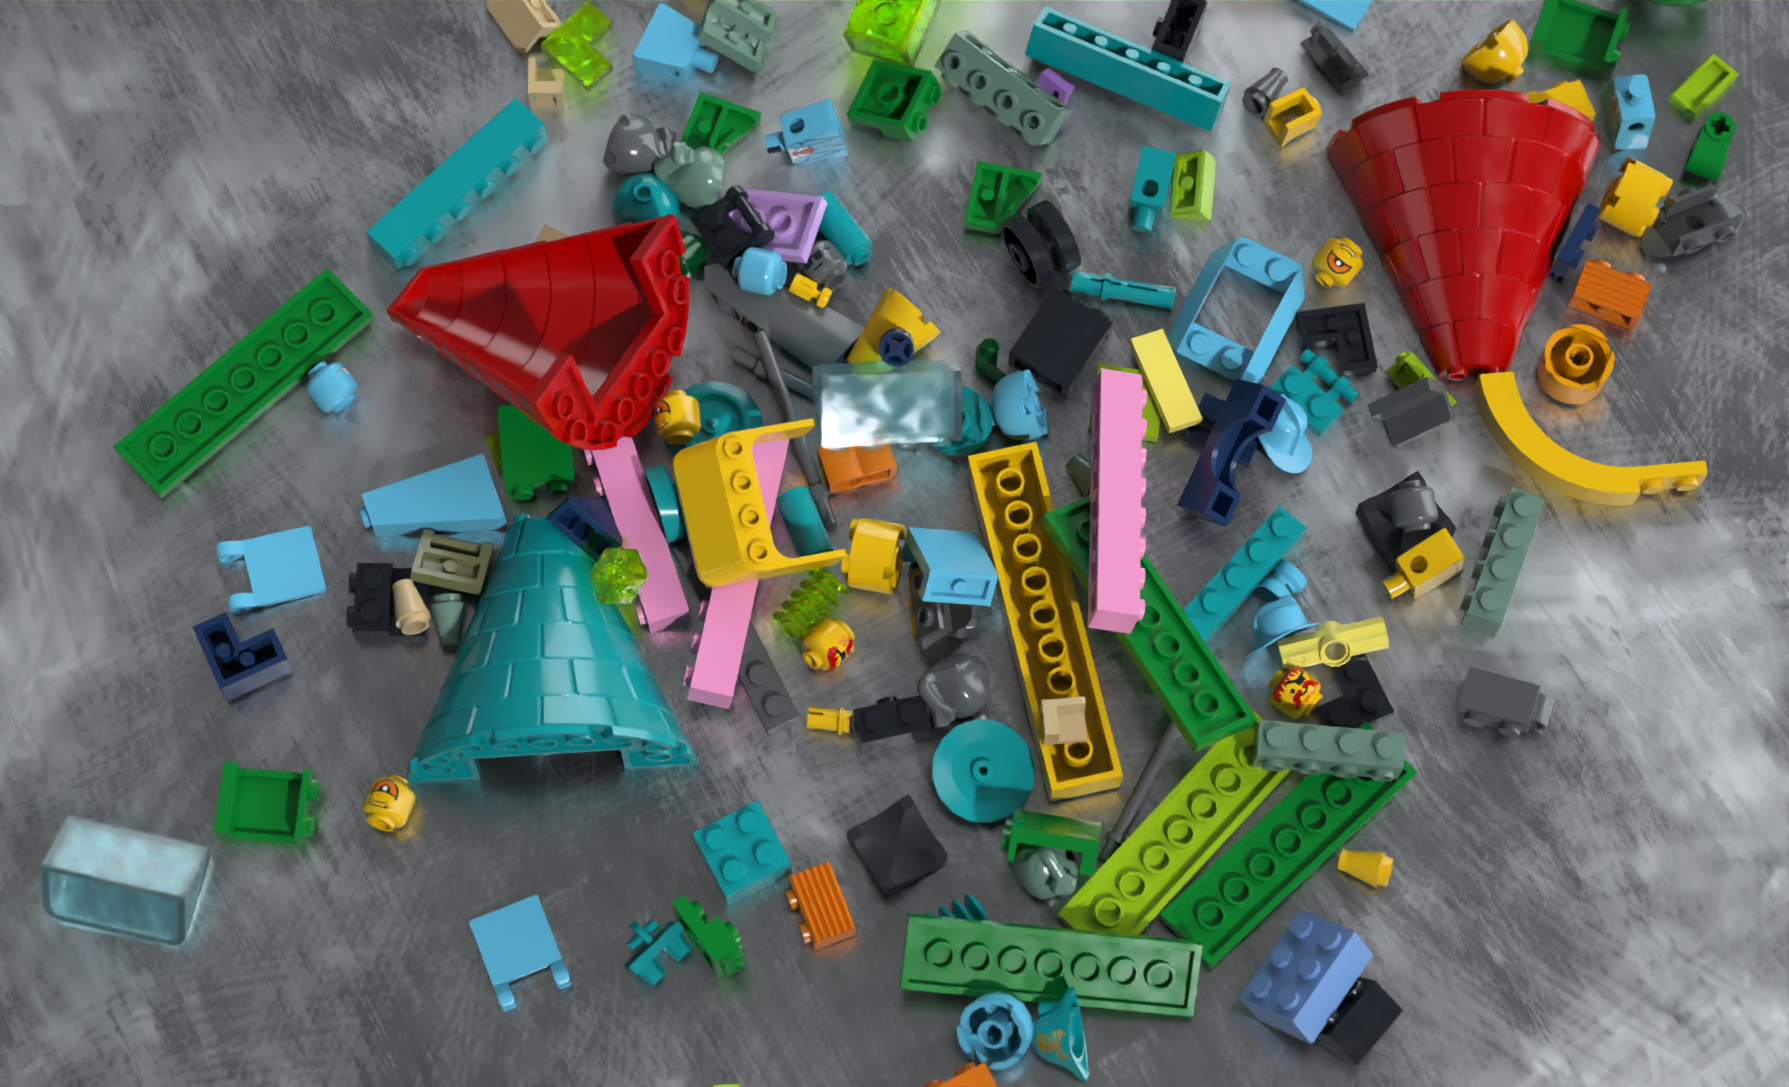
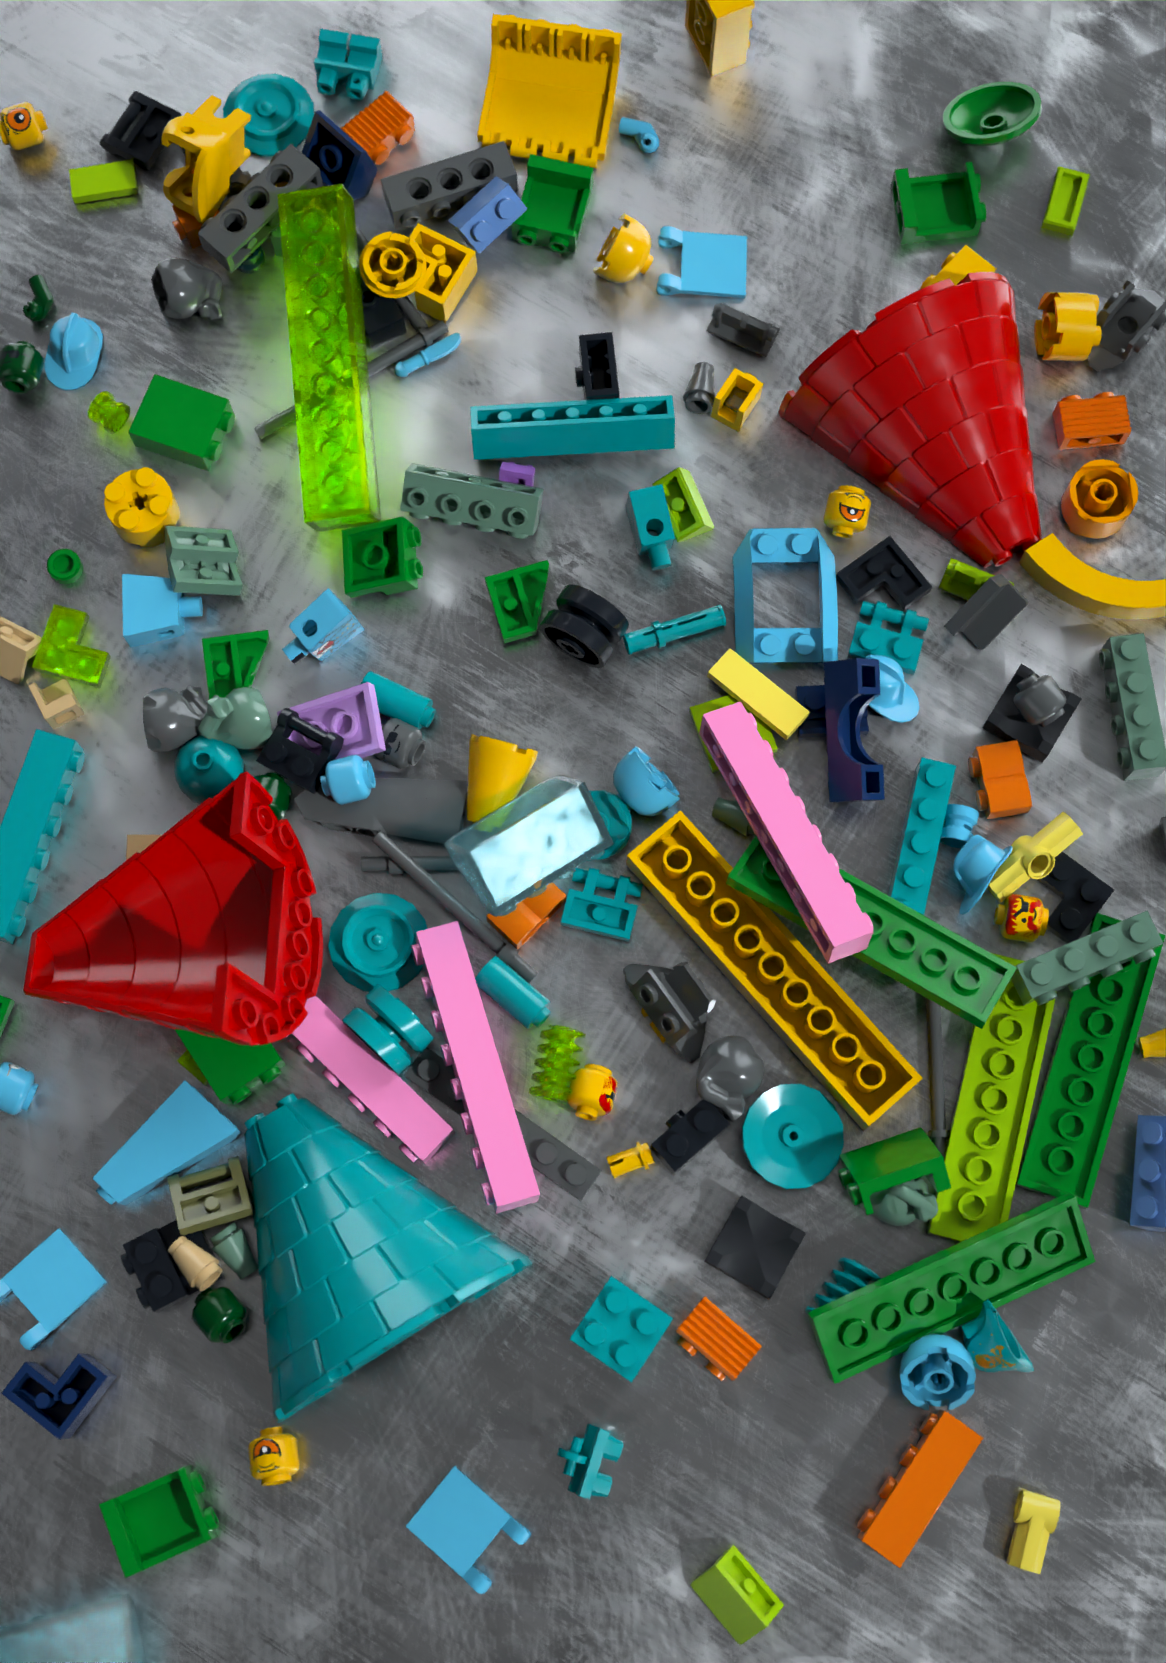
camera: 25 degrees left, 5 degrees up
(406, 664) = (219, 1314): none -> dark green head
(587, 524) = (319, 1098): dark blue slope -> none
(618, 576) = (373, 1133): clear neon green brick -> none
(677, 417) = (345, 954): yellow head -> none
(714, 940) = (646, 1430): green plate -> none
(727, 509) = (443, 1023): yellow windscreen -> none
(807, 288) = (397, 773): yellow piece -> none
(874, 555) = (591, 989): yellow brick -> none
(895, 355) = (516, 793): dark blue wheel -> none
(918, 499) = (598, 913): none -> teal plate
(952, 566) = (669, 964): medium azure panel -> none
(986, 361) = (590, 756): dark green arm -> none
(1060, 341) = (647, 705): black panel -> none
(1063, 720) = (846, 1059): tan panel -> none
(1344, 564) = (1001, 780): none -> orange brick
(1435, 556) = (1079, 737): yellow torso -> none
(1498, 55) = (883, 256): yellow cylinder -> none
(1571, 253) = (1039, 398): dark blue plate -> none
(1626, 104) = (1020, 252): medium azure torso -> none
(1710, 149) = (1104, 250): green piece -> none

